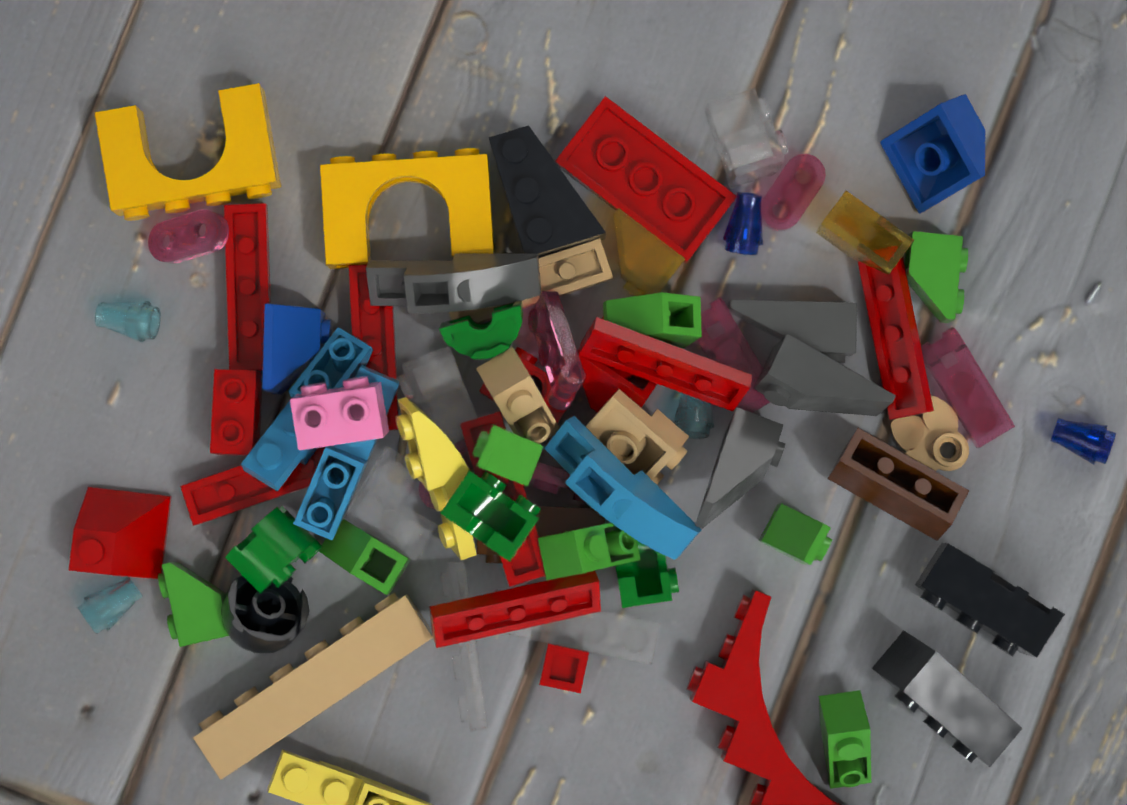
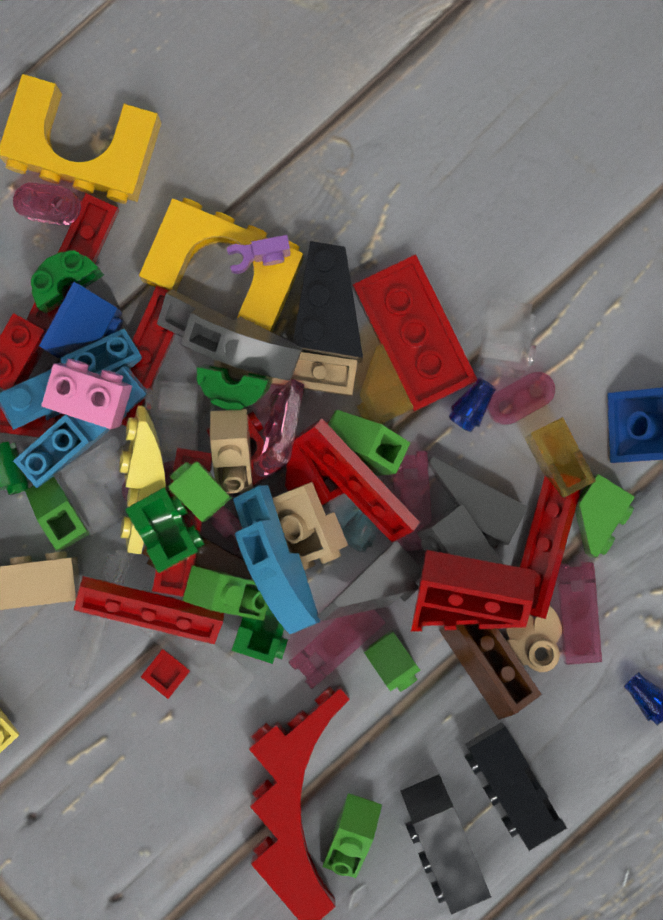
camera: 20 degrees right, 0 degrees up
(242, 302) = (58, 274): none -> green cylinder
(451, 169) = (268, 250): none -> medium lavender plate
(727, 548) = (336, 644): none -> clear pink plate
(843, 420) = (472, 591): none -> red wedge

